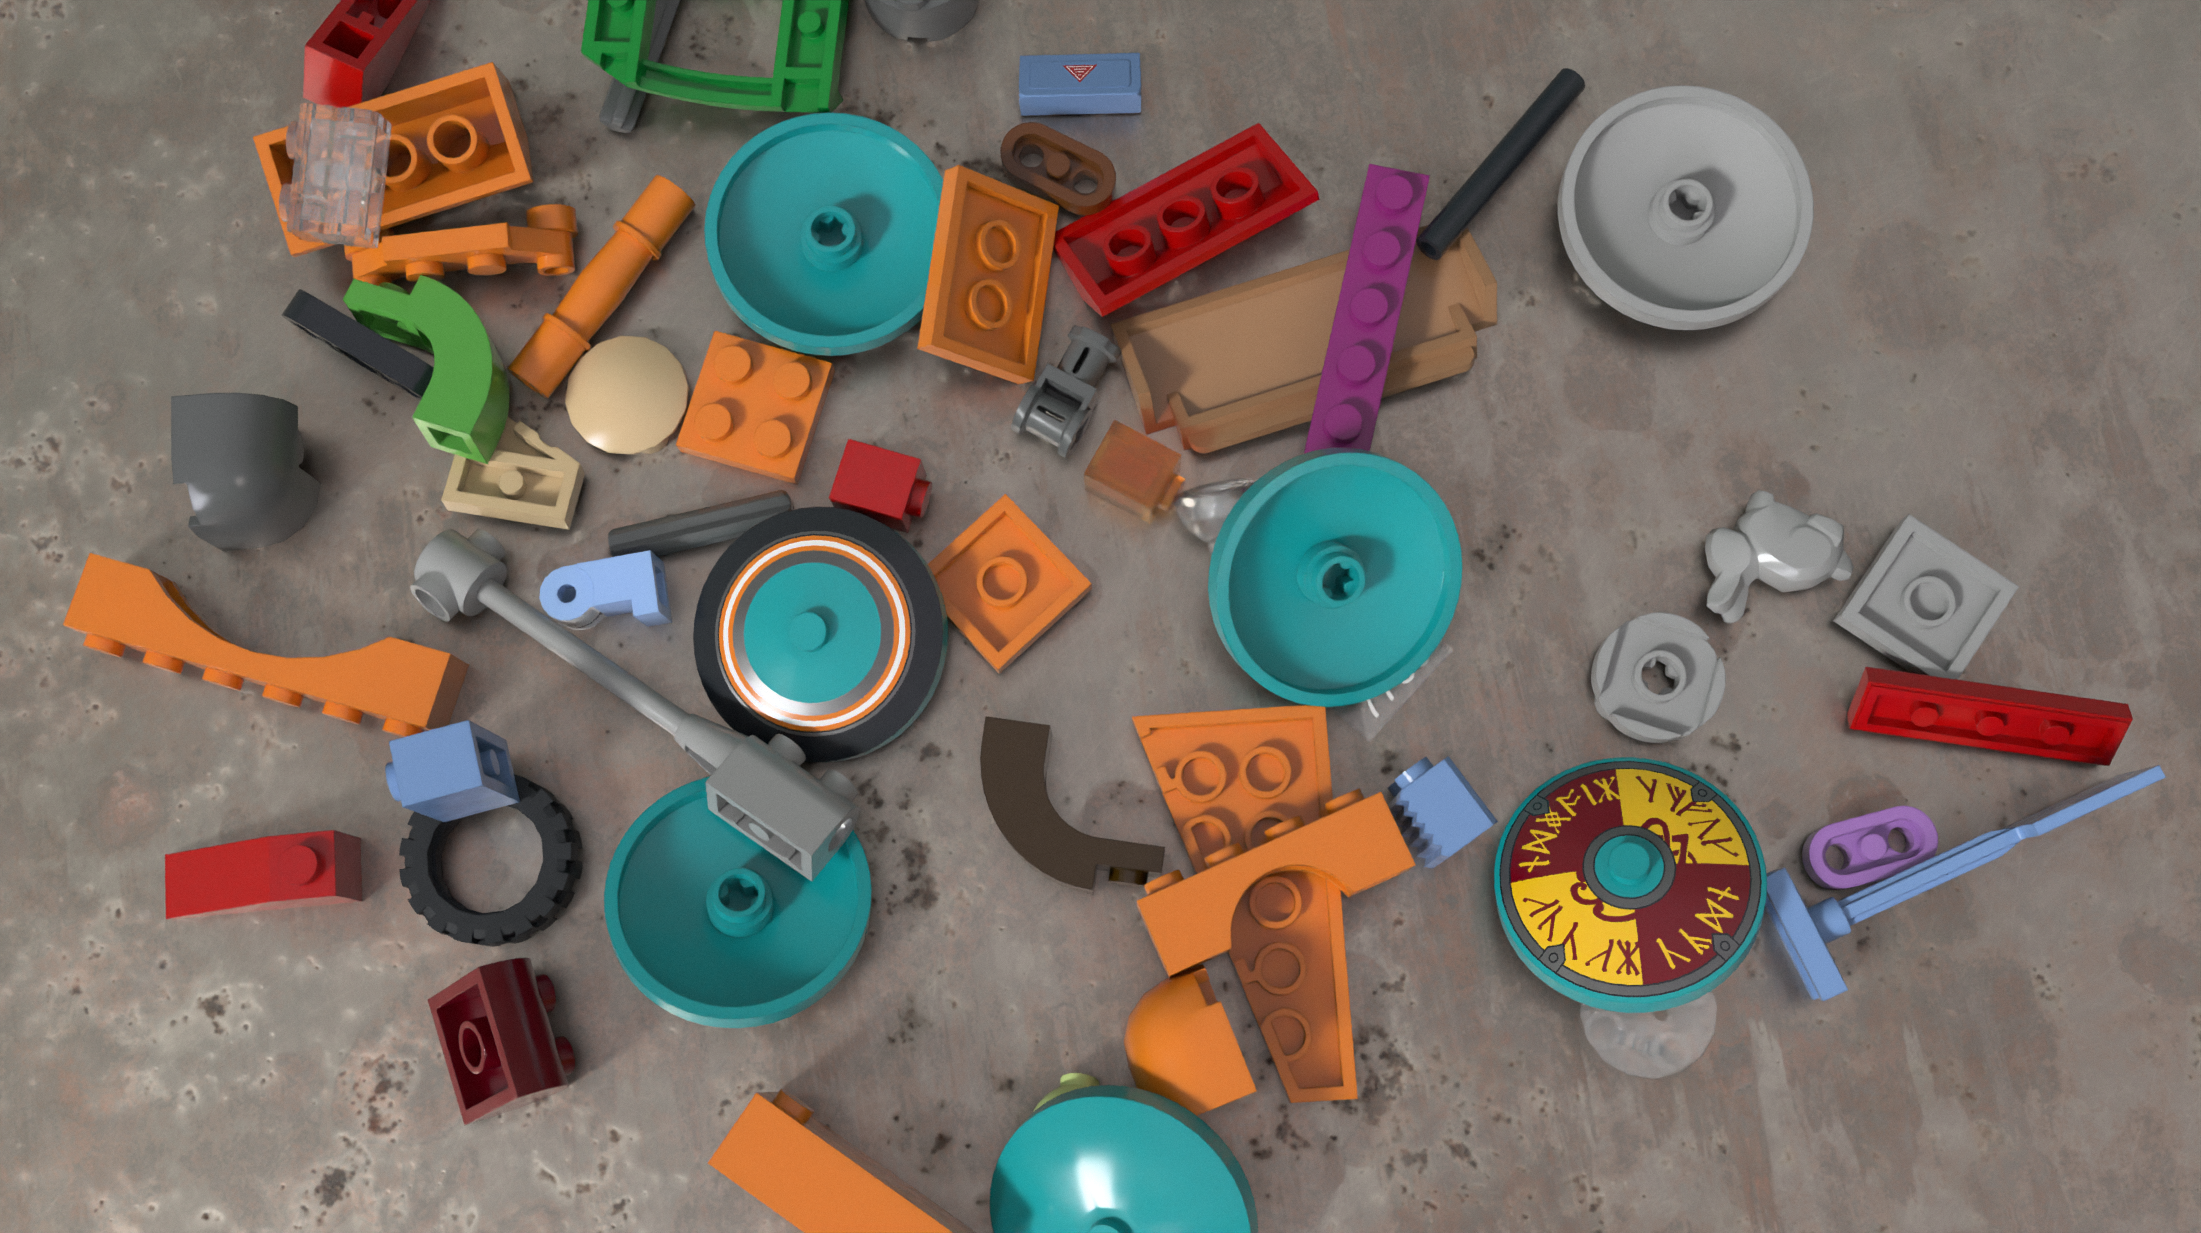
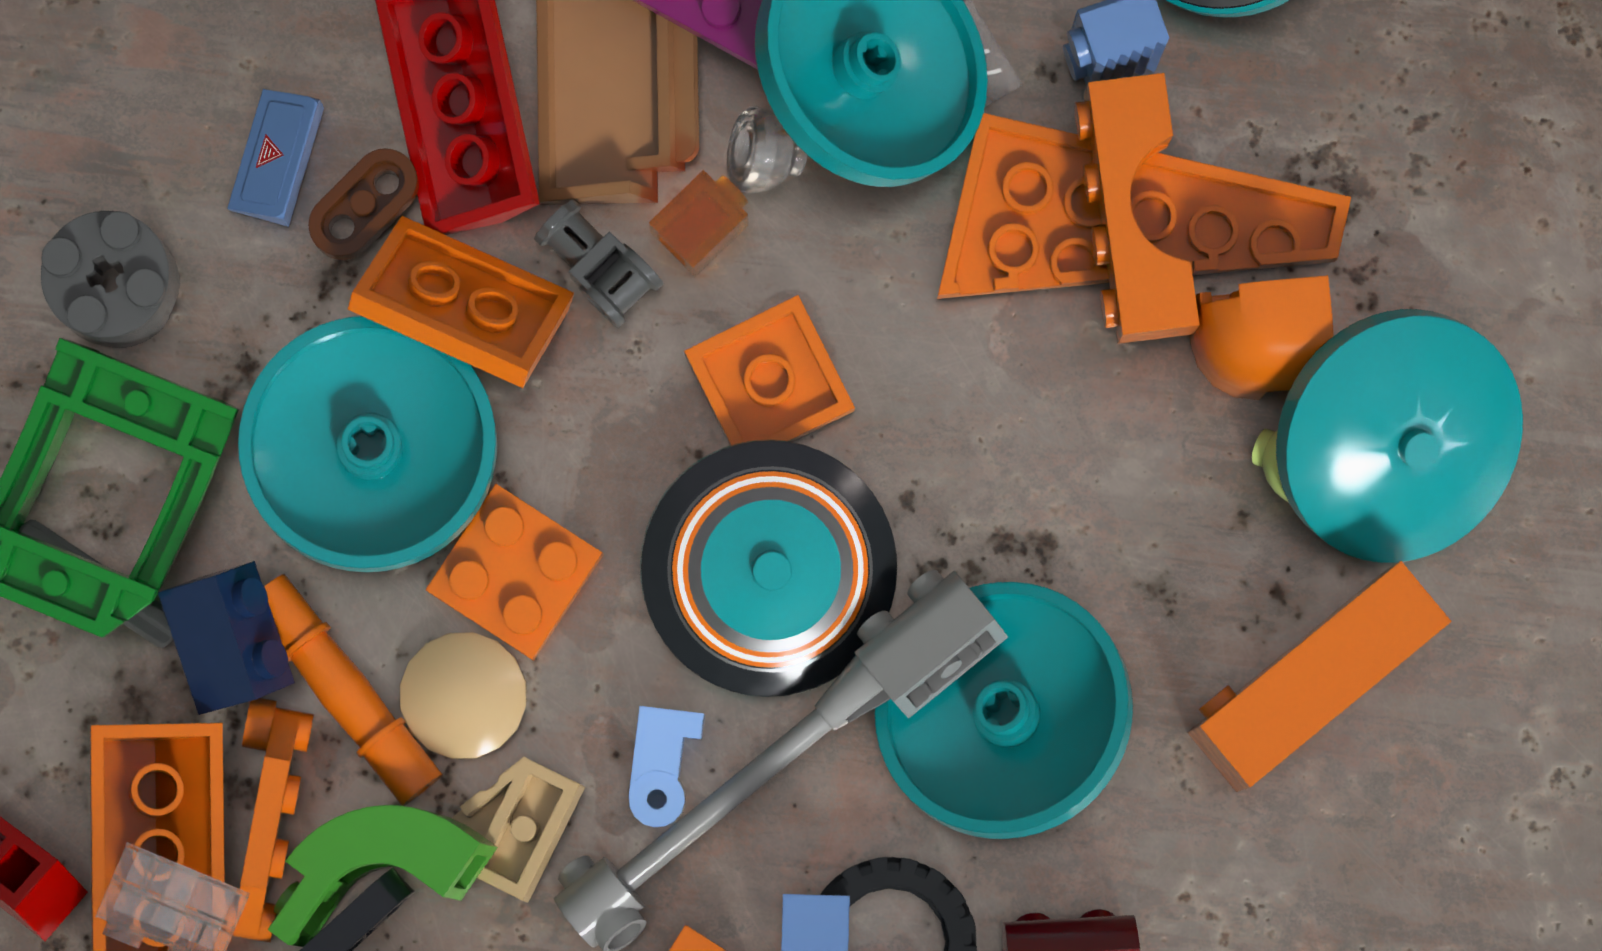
camera: 80 degrees left, 5 degrees up
(614, 163) = (226, 638): none -> dark blue brick
(698, 526) = (621, 658): dark grey axle -> none
(881, 485) = (639, 468): red brick -> none
(1015, 789) = (1000, 423): dark brown arch -> none

